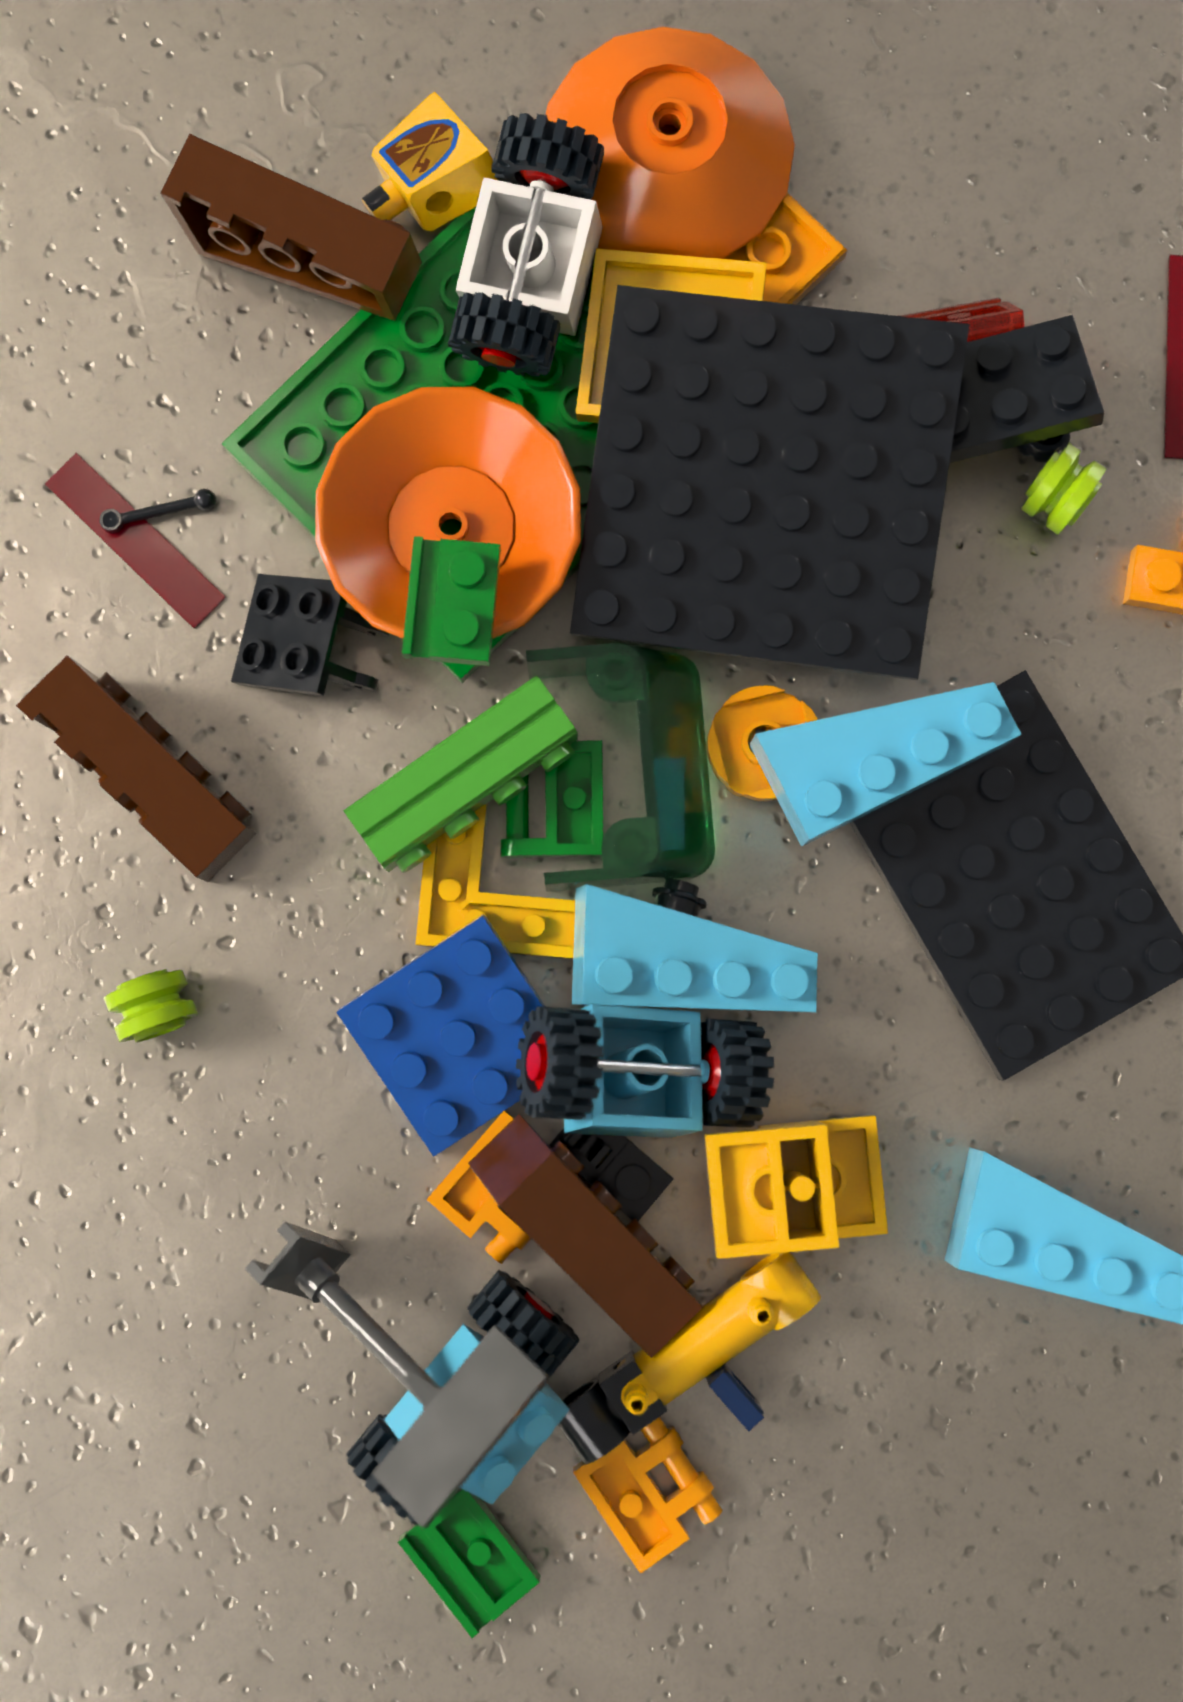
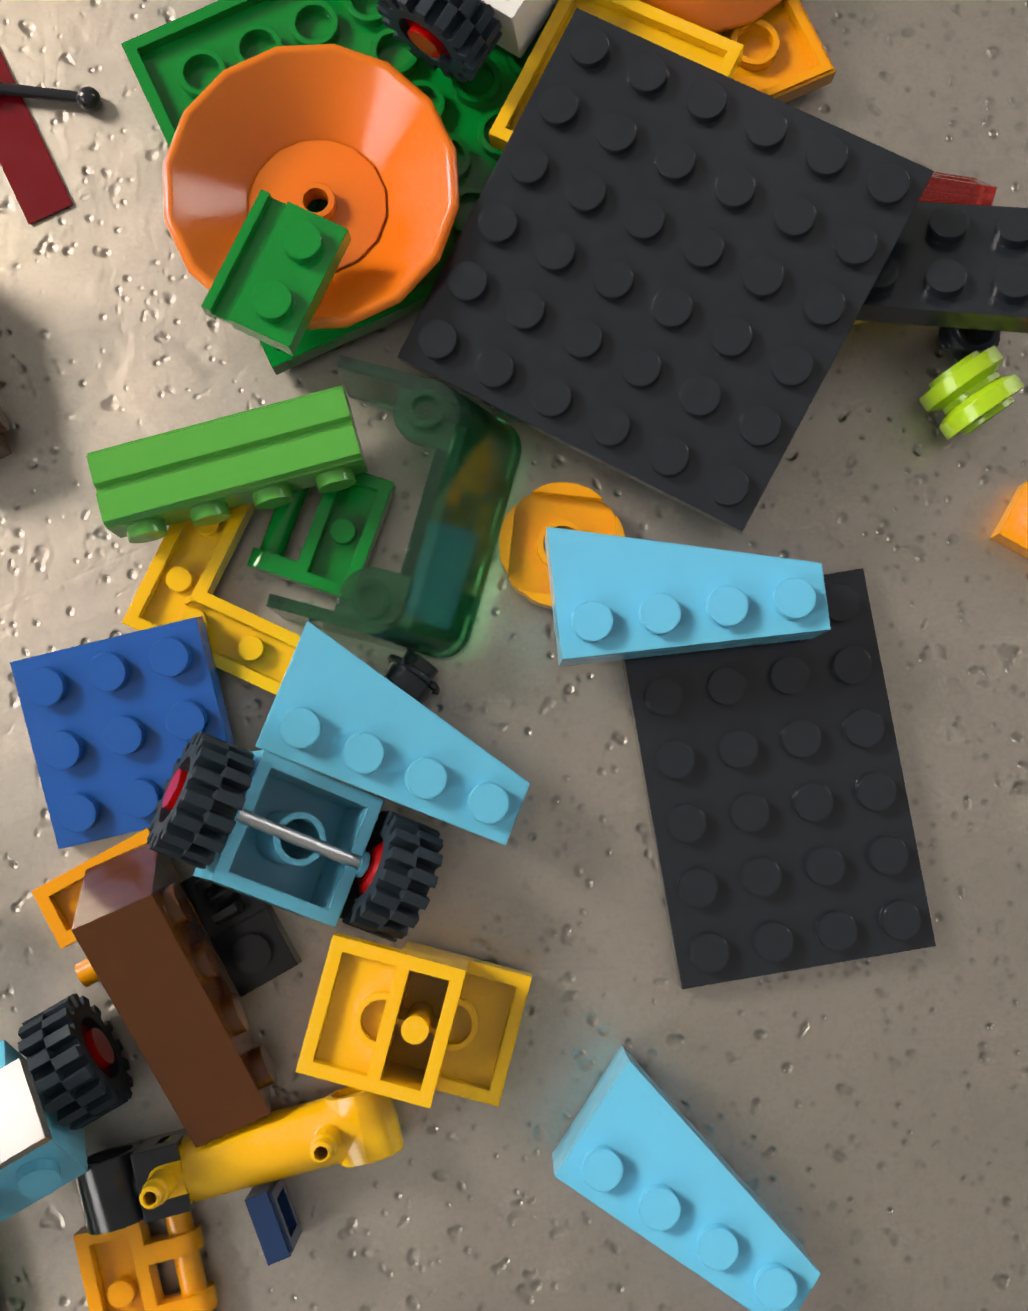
camera: 20 degrees right, 0 degrees up
(292, 637) = (115, 264): black plate -> none

